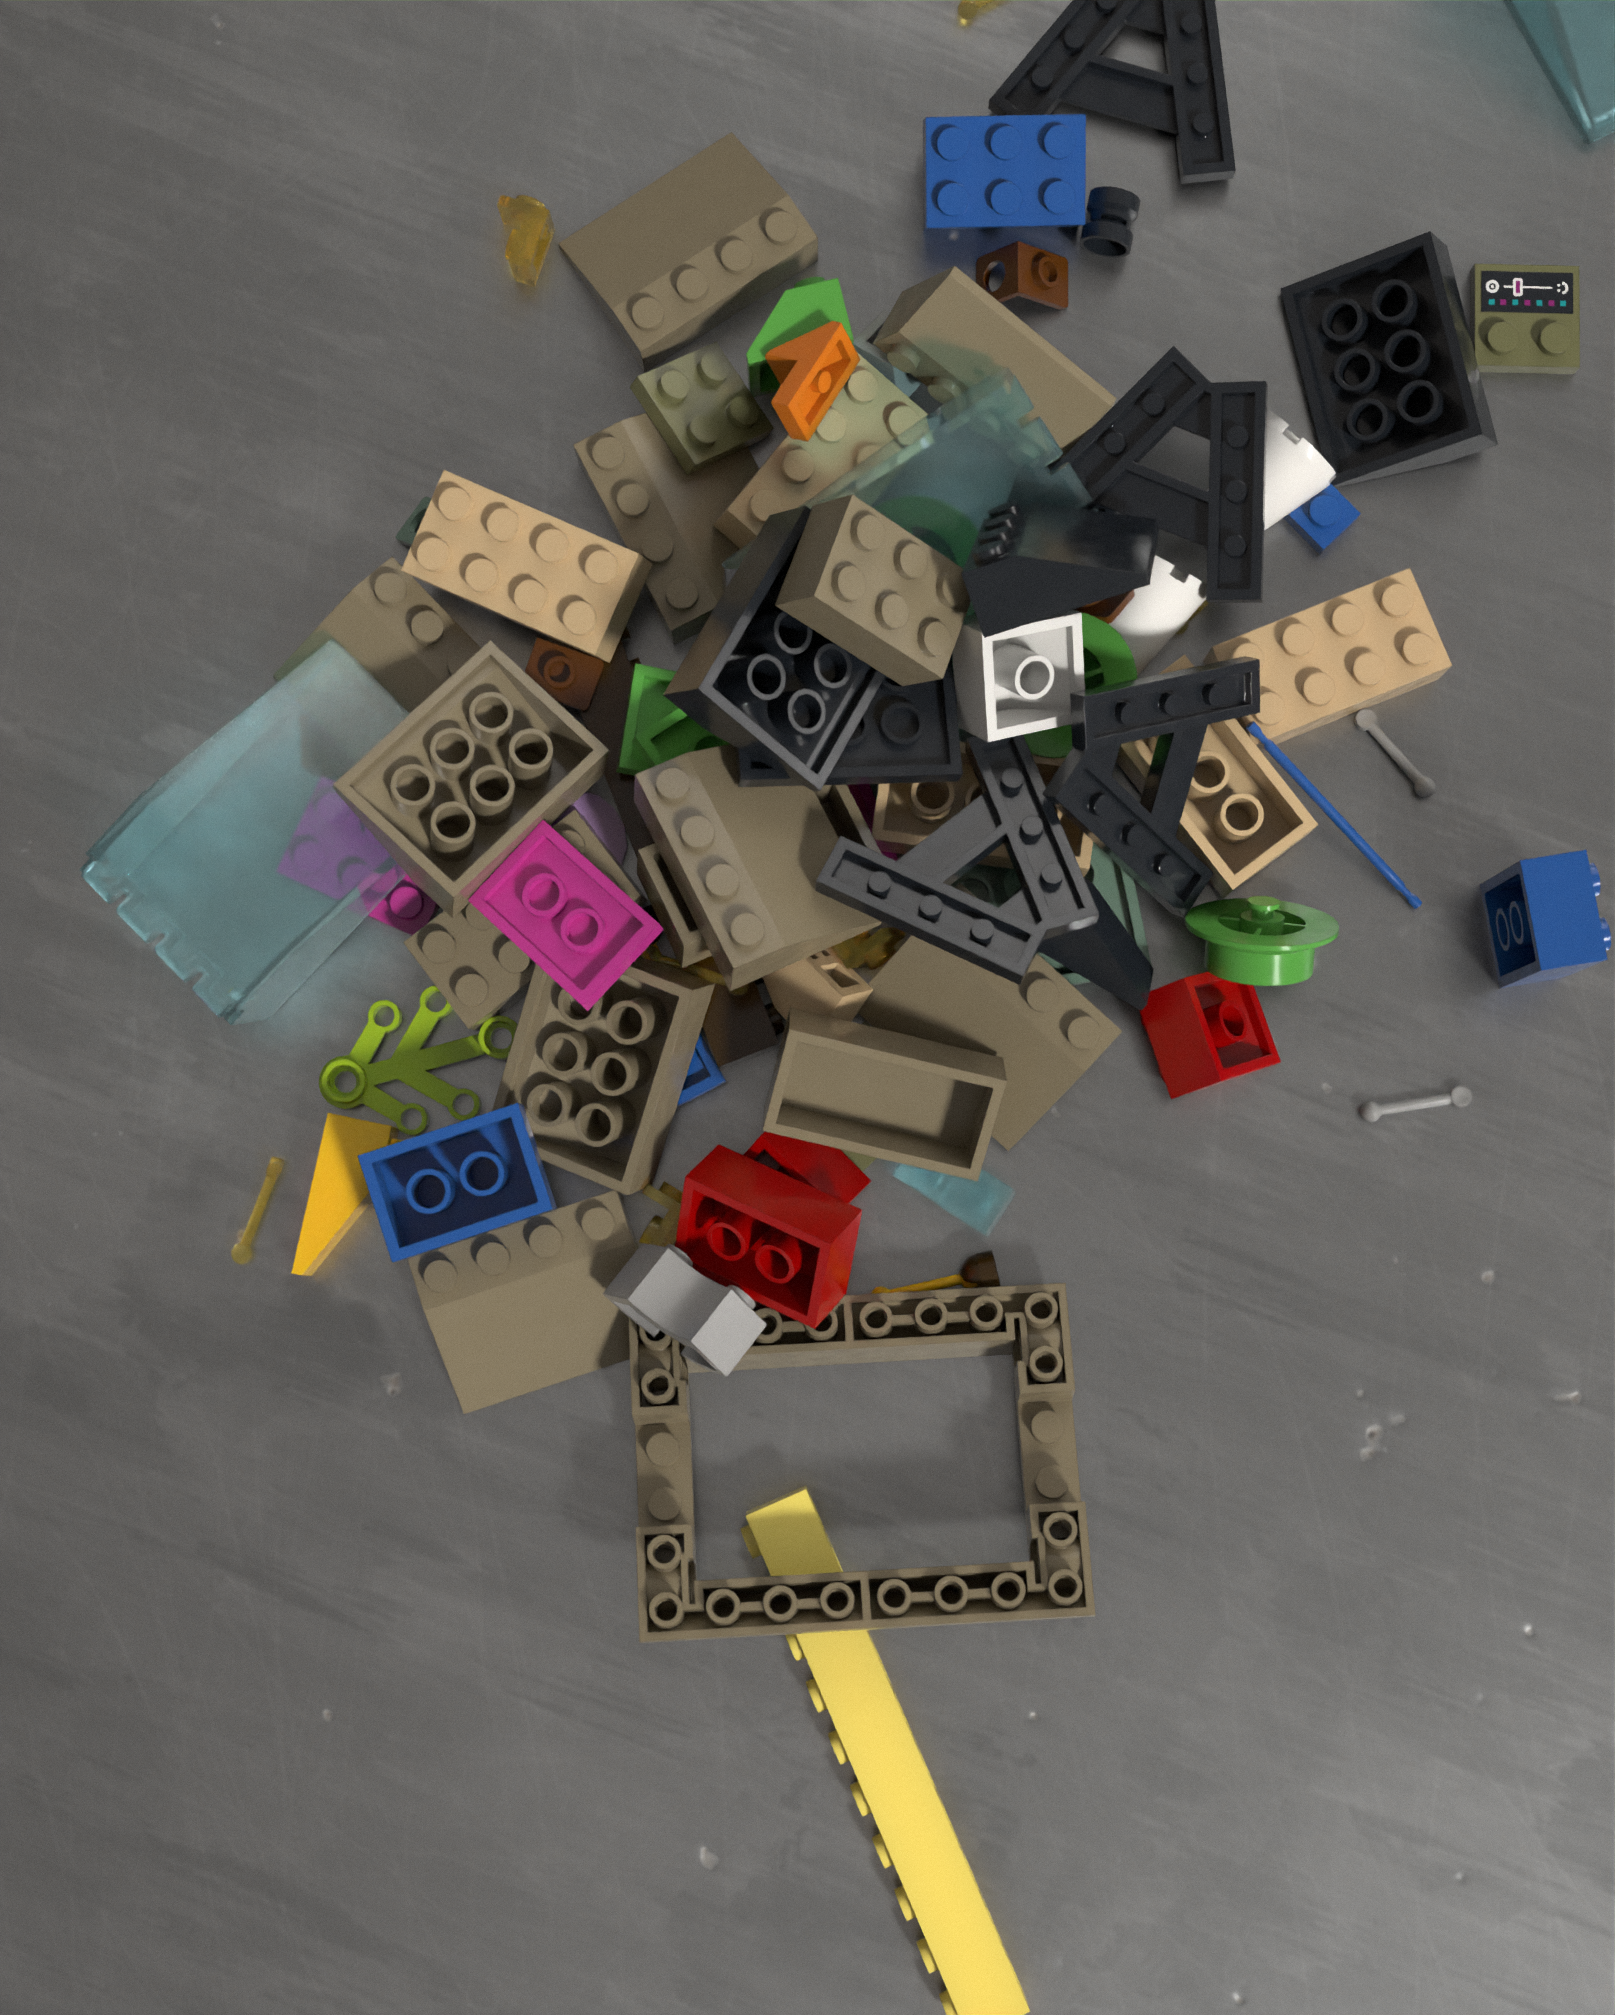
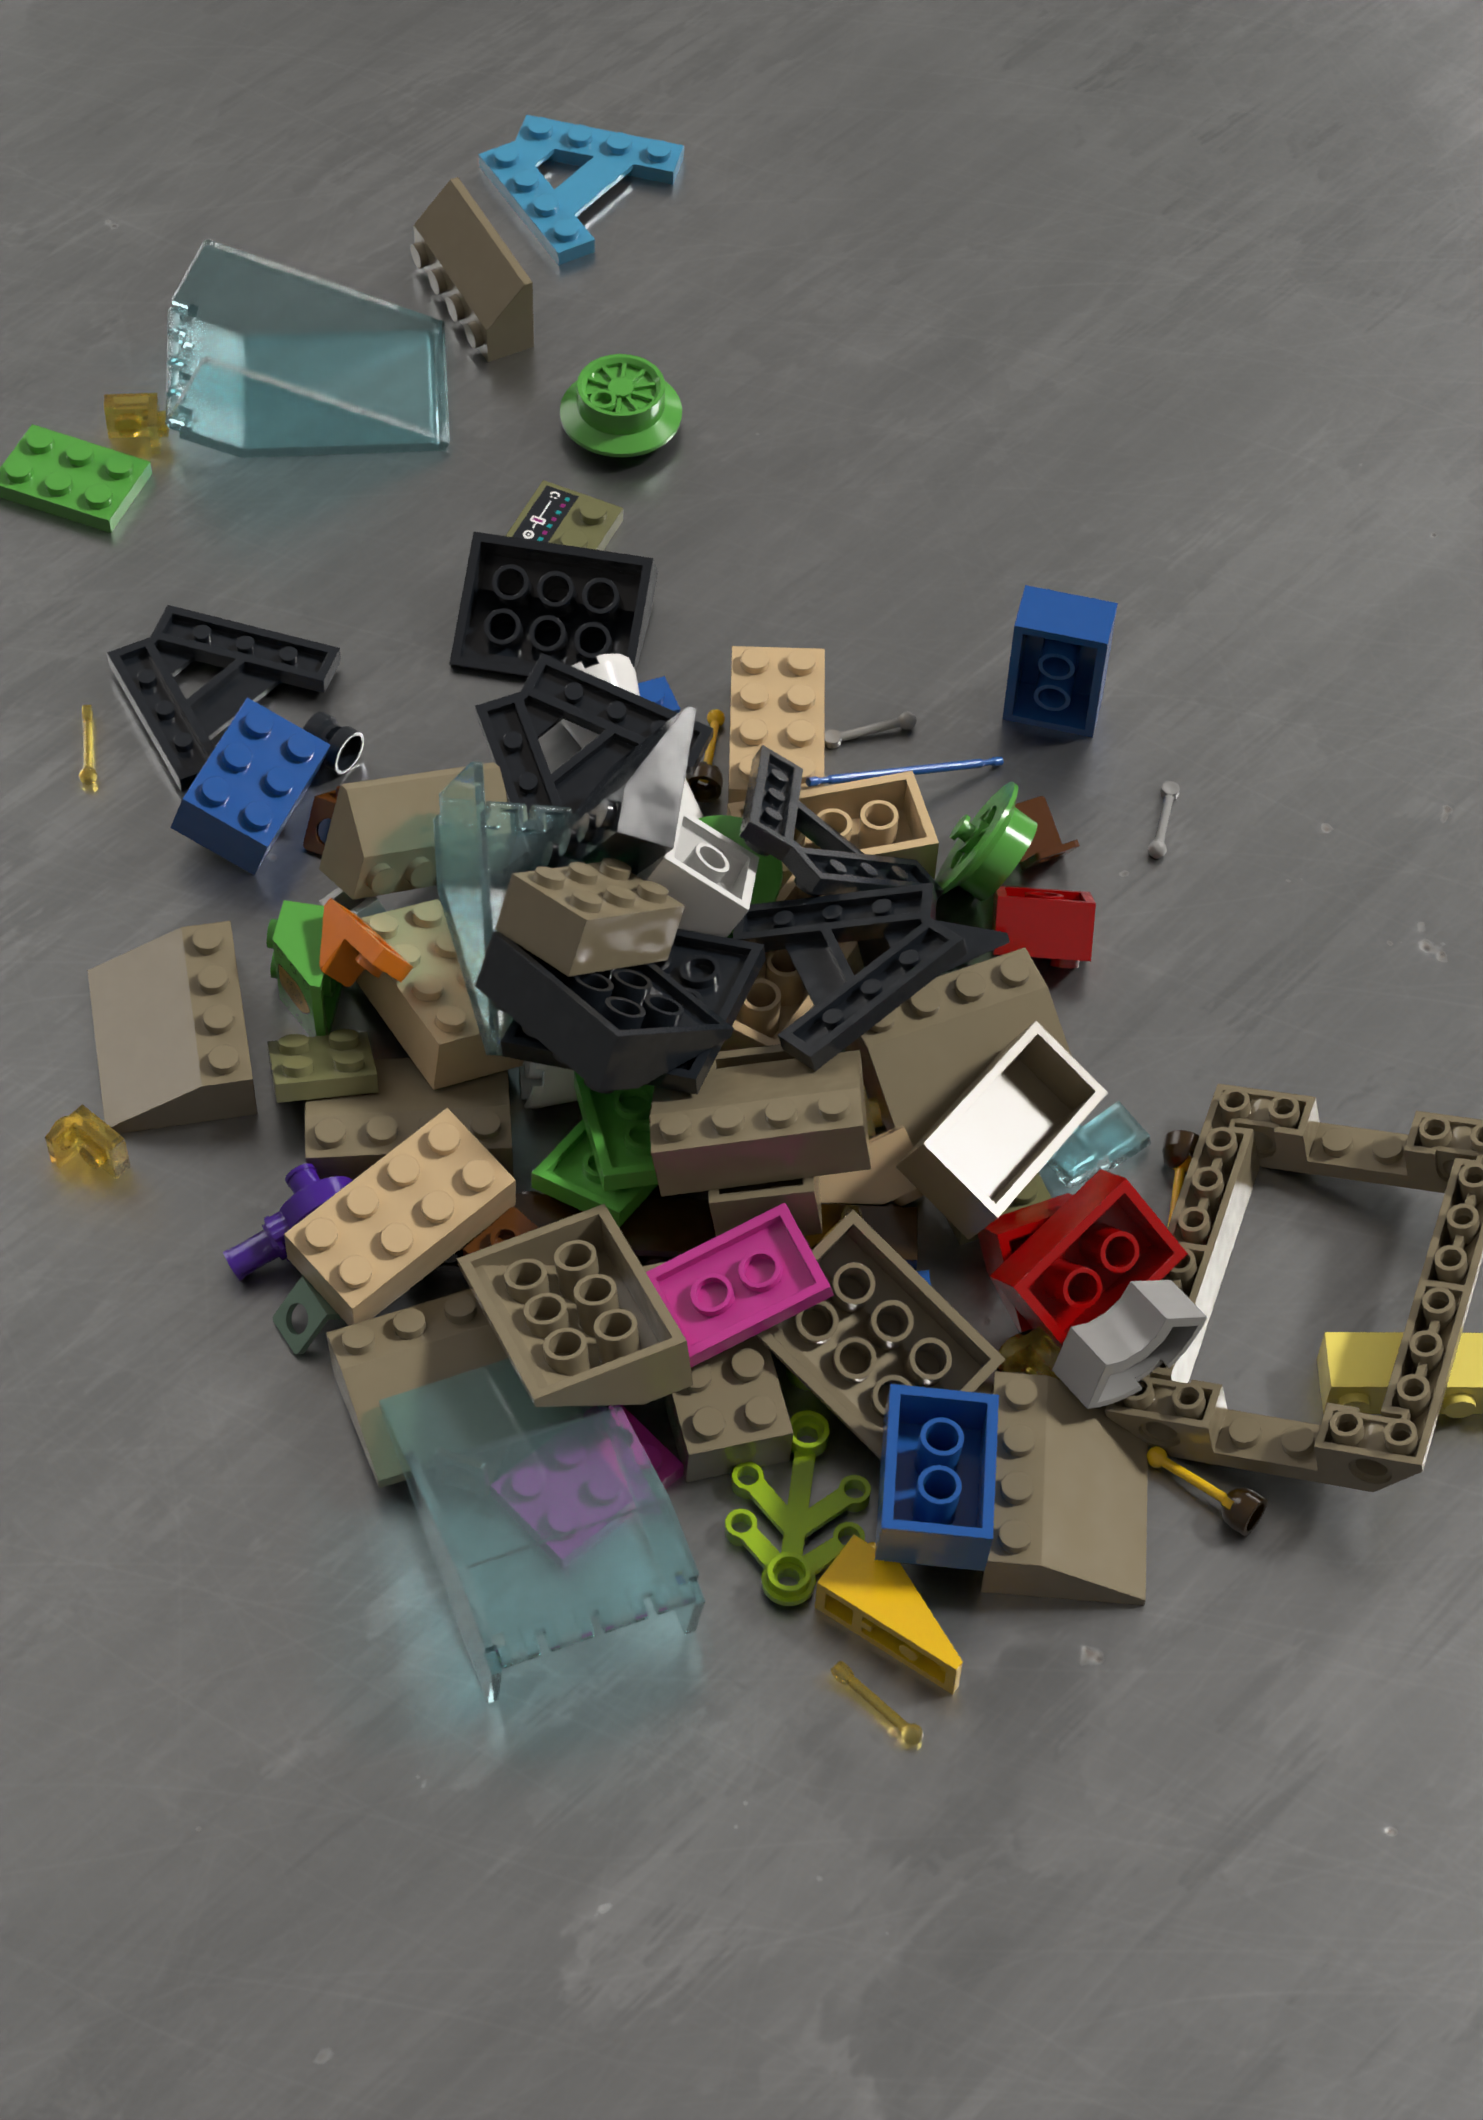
camera: 70 degrees left, 30 degrees down
(508, 474) = (269, 1244): none -> dark purple pin
(595, 1467) = (1239, 1508): none -> hinge
(1245, 617) = (705, 771): none -> dark brown hinge
(1333, 976) = (1046, 842): none -> reddish brown bracket

